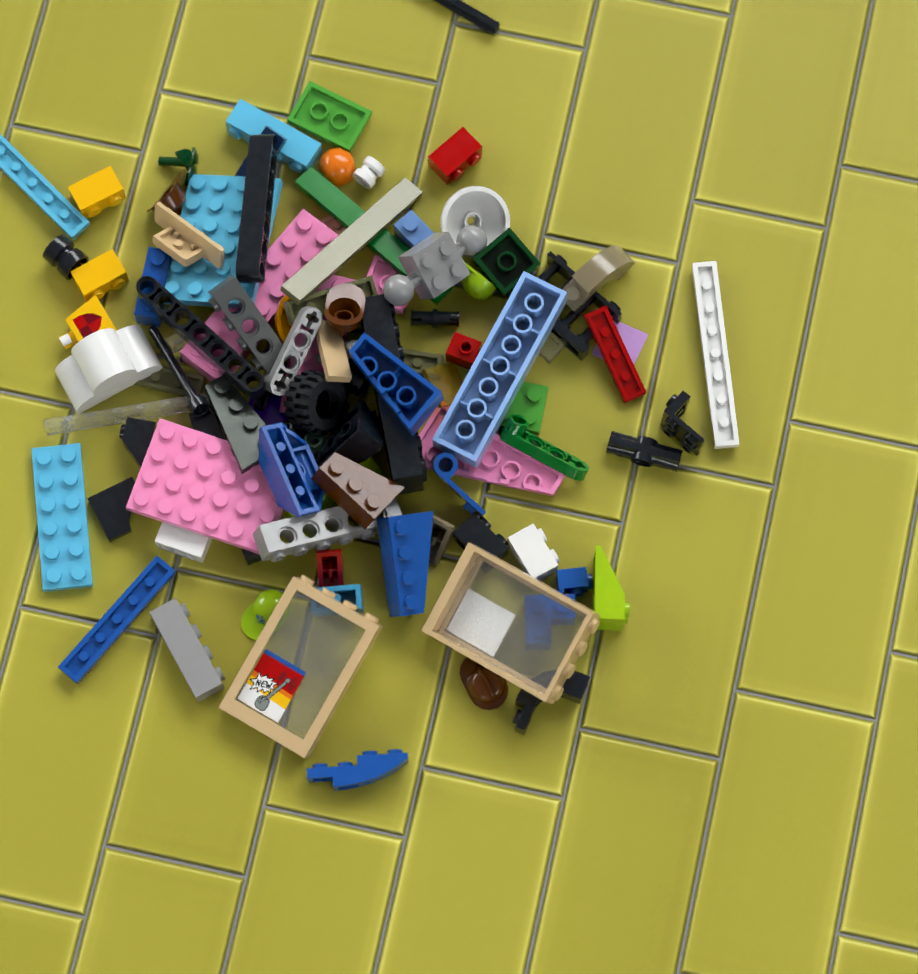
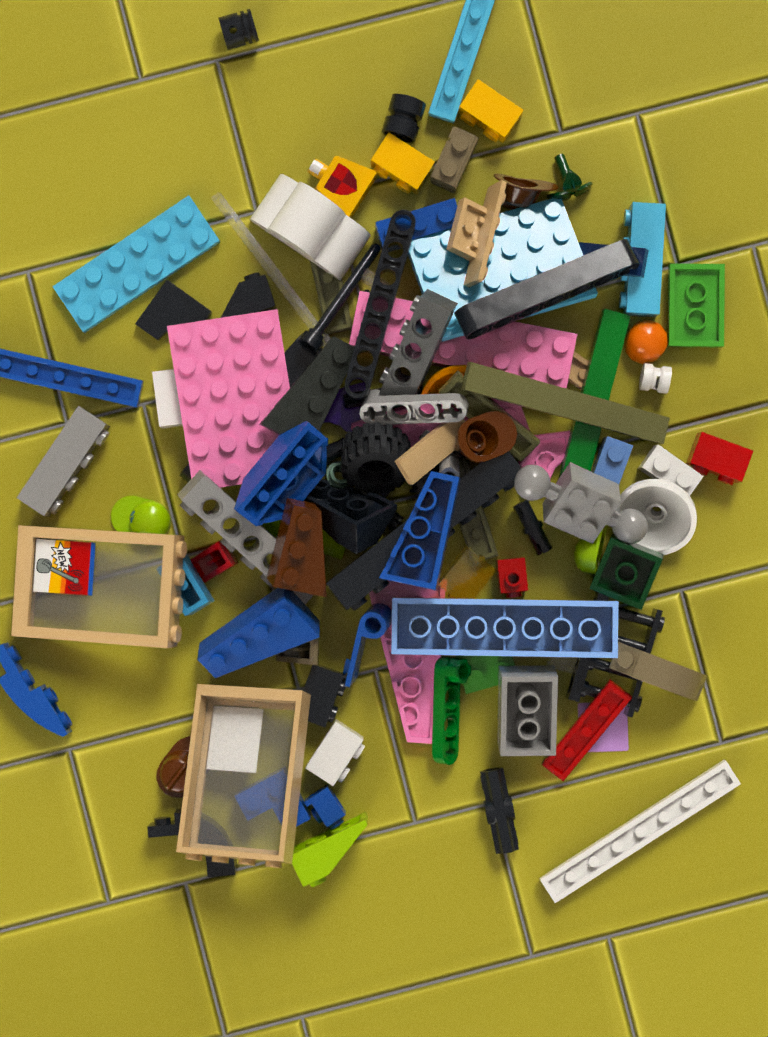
camera: 60 degrees right, 15 degrees up
(118, 236) = (454, 159): none -> dark tan brick
(437, 195) = (666, 466): none -> white brick
(575, 387) = (527, 710): none -> light grey brick
(675, 427) = (552, 822): black bracket -> none

